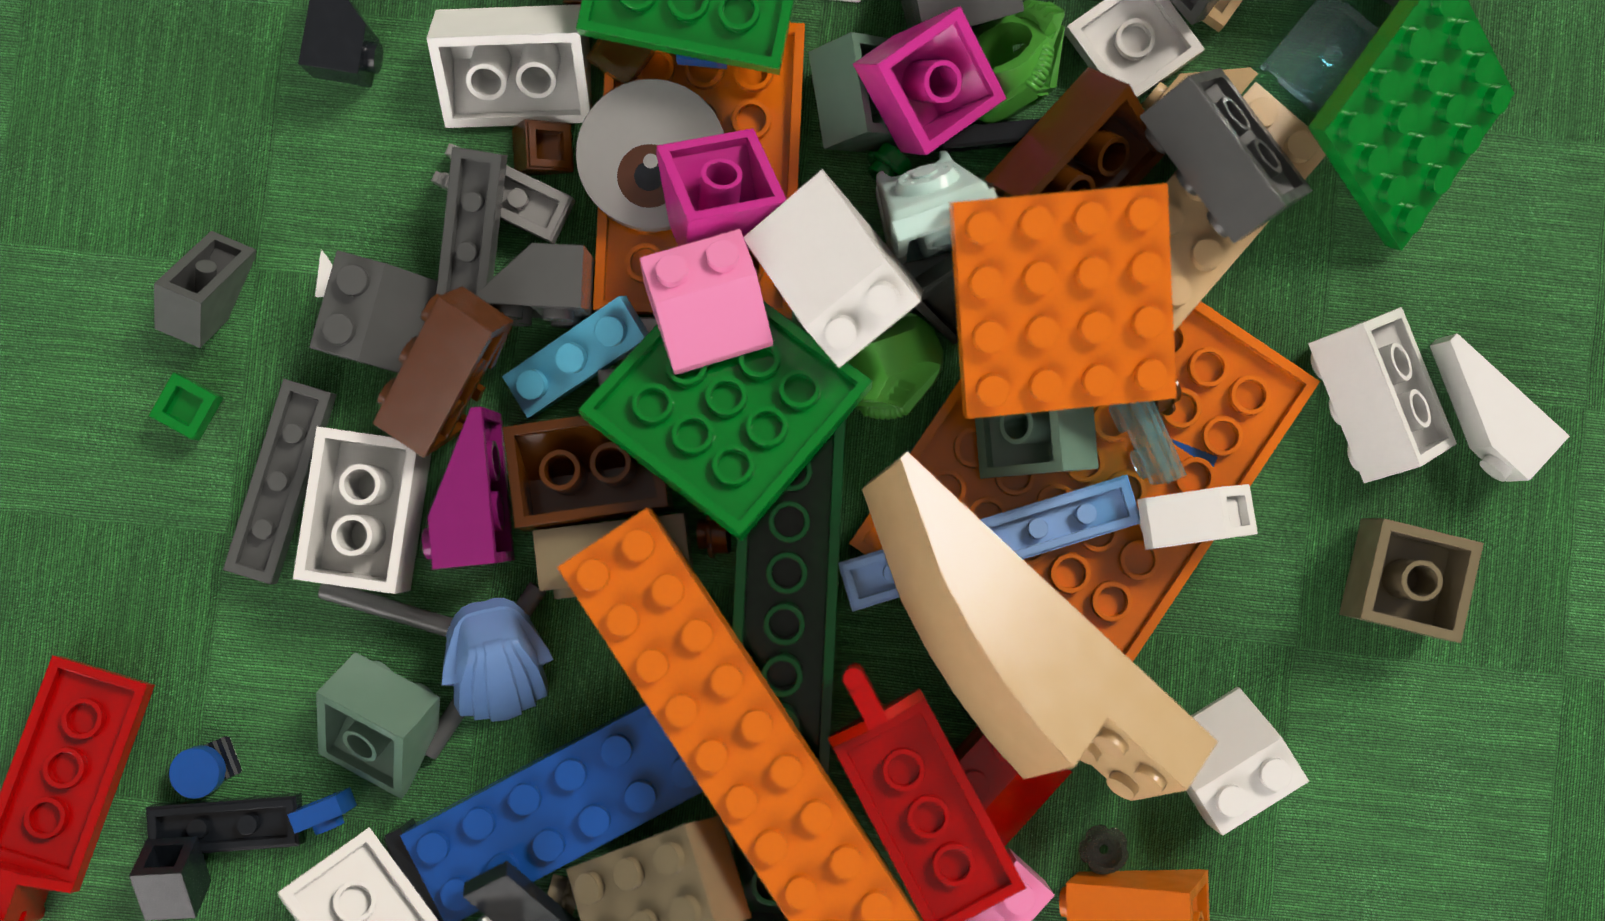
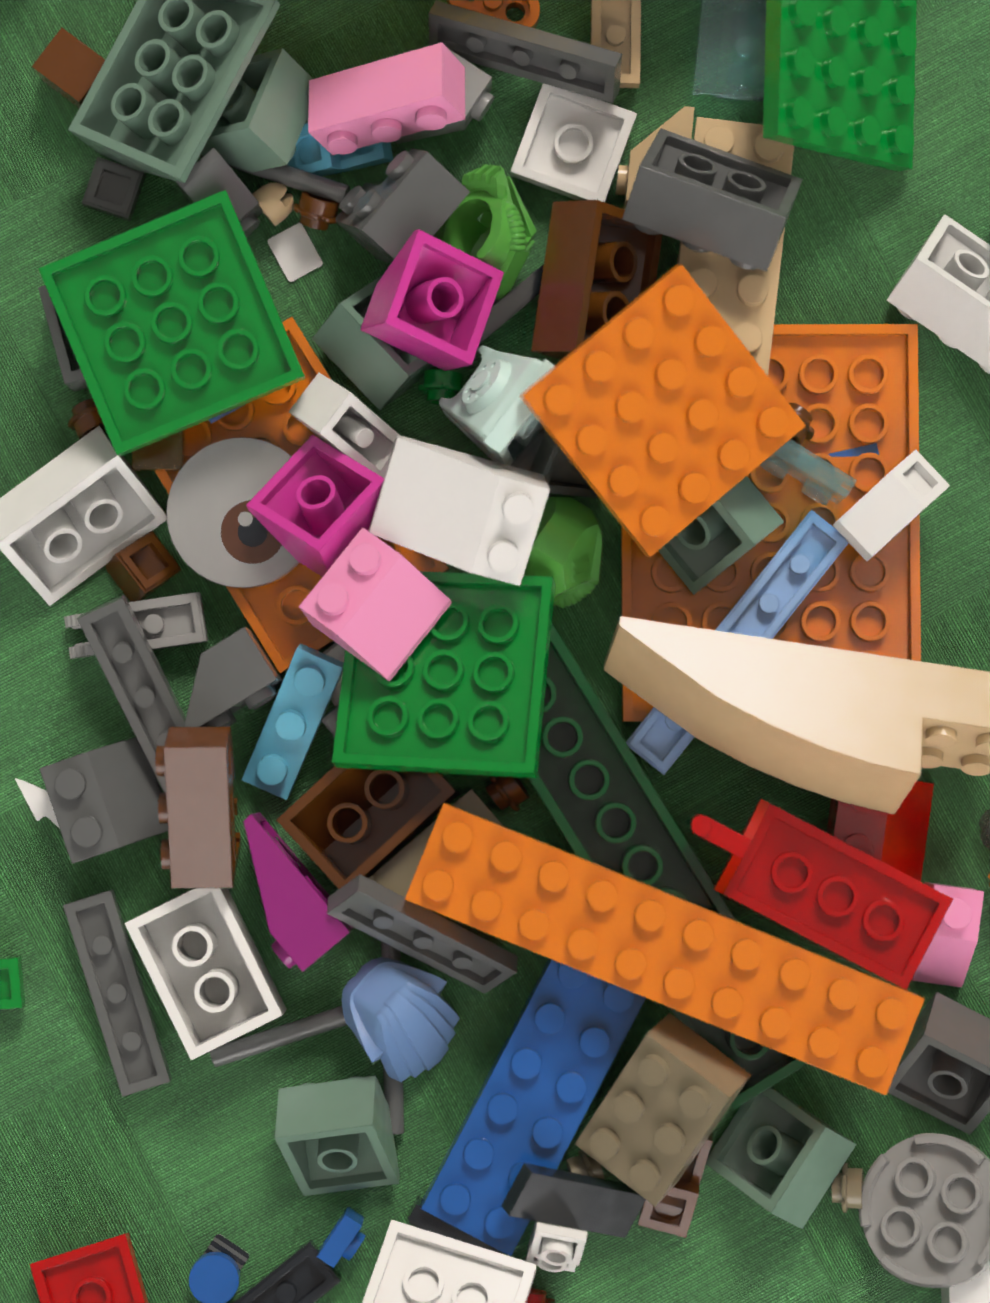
camera: 35 degrees left, 0 degrees up
(535, 571) = (422, 934): none -> dark grey plate
(786, 134) = (345, 423): none -> white slope

